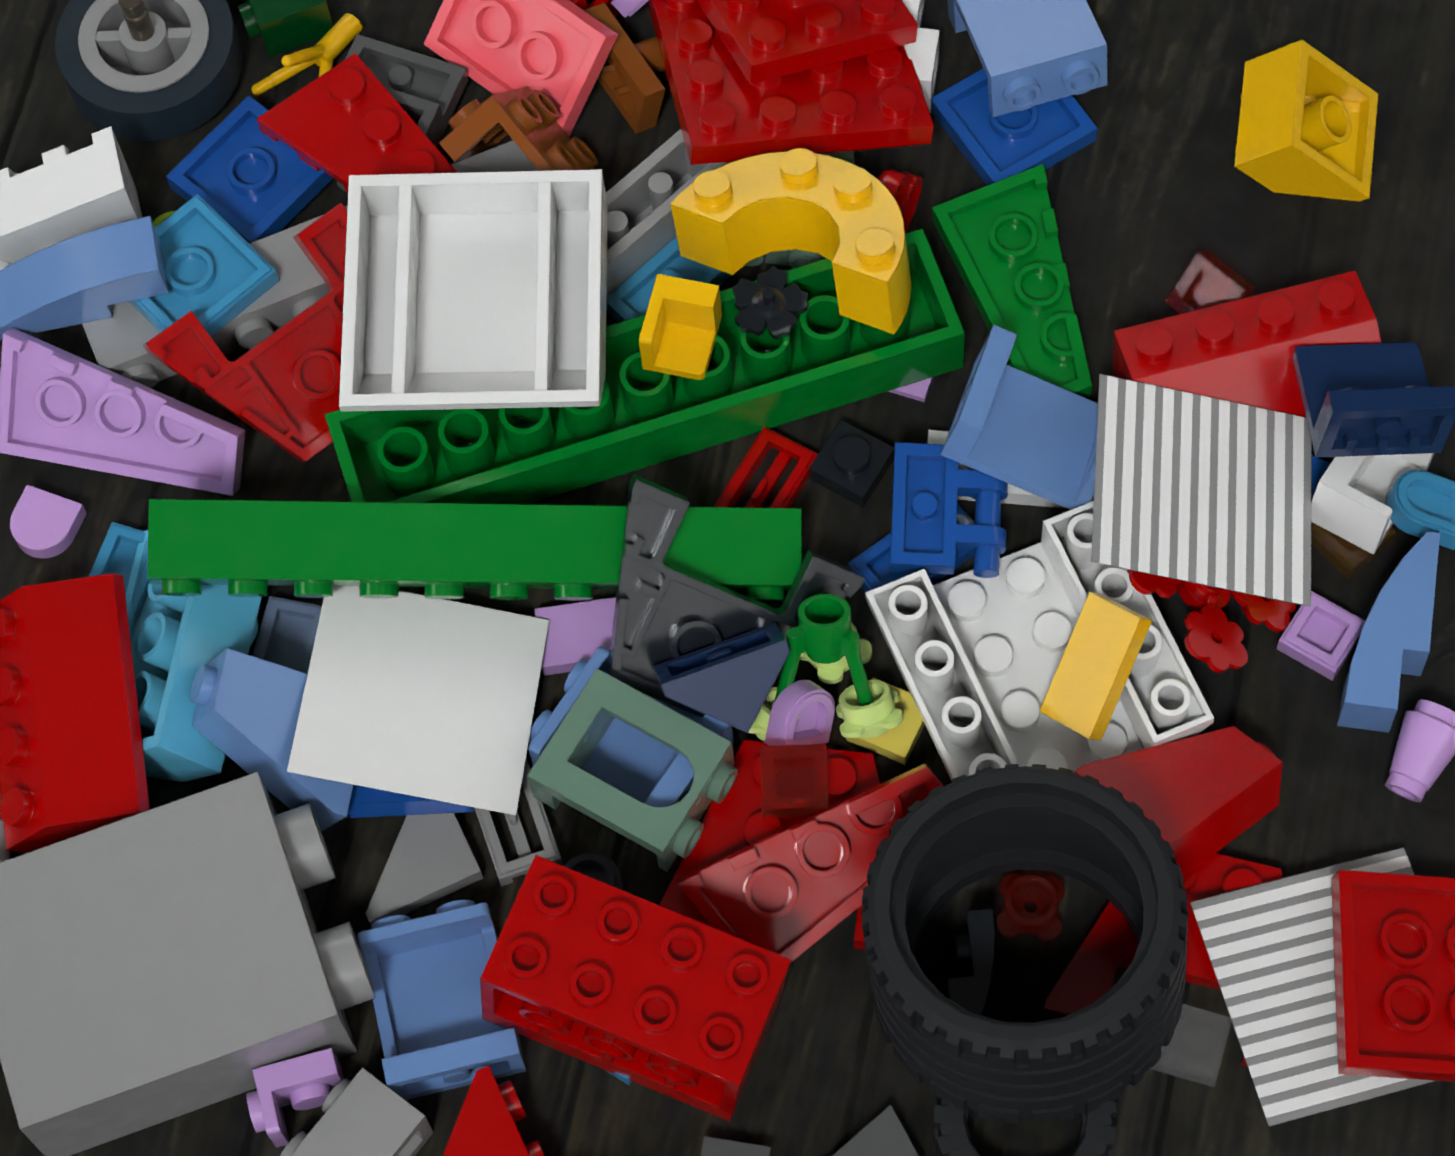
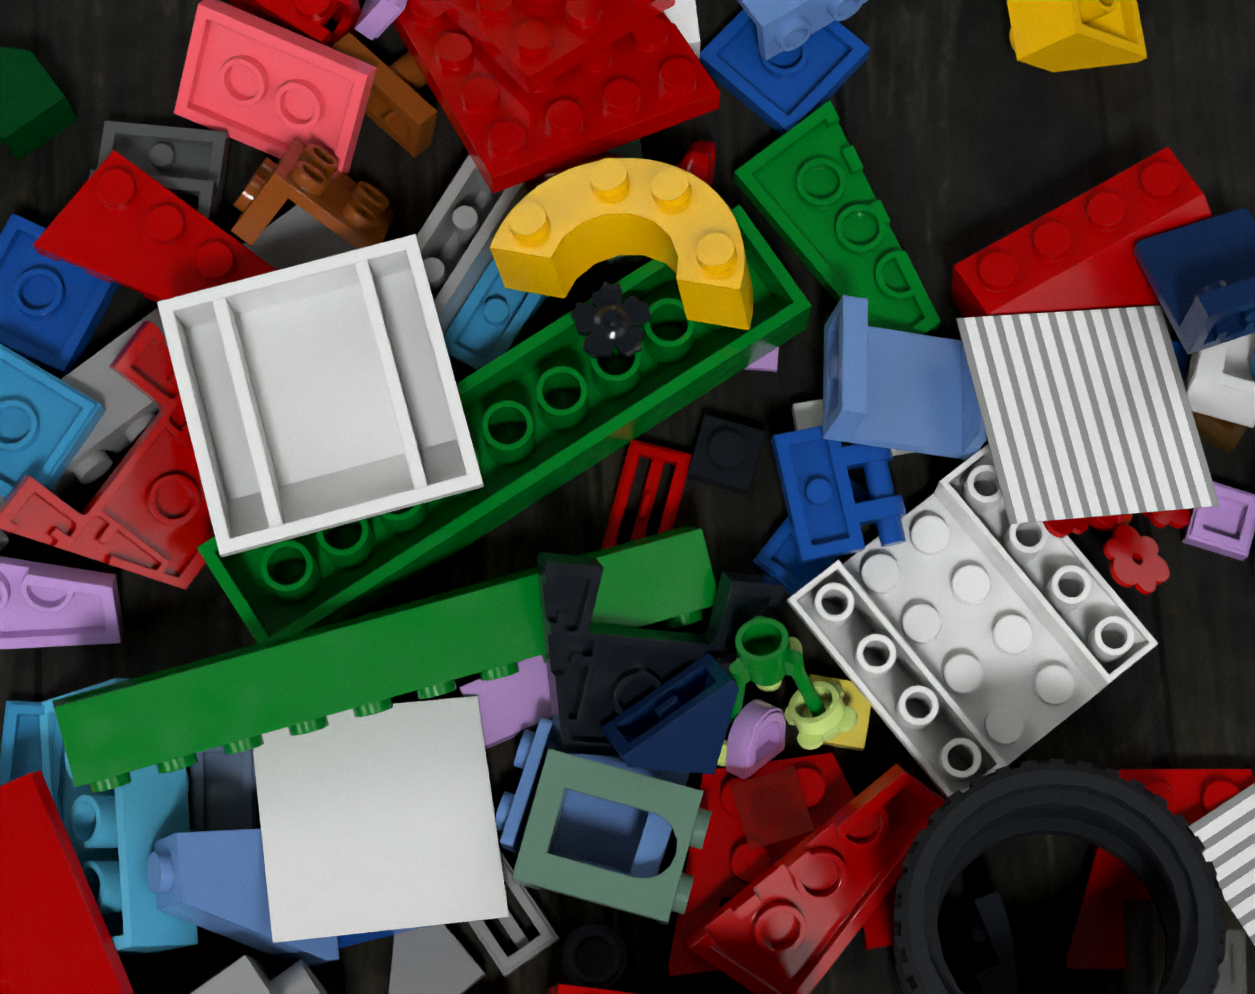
camera: 20 degrees left, 10 degrees up
(320, 54) = (73, 148): yellow plant -> none
(680, 327) = (533, 373): yellow panel -> none
(1030, 888) = (1041, 877): clear red plate -> none
(1095, 666) = (1032, 619): yellow tile -> none
(1197, 789) = (1146, 721): red slope -> none
(1207, 284) = (1025, 194): clear red plate -> none

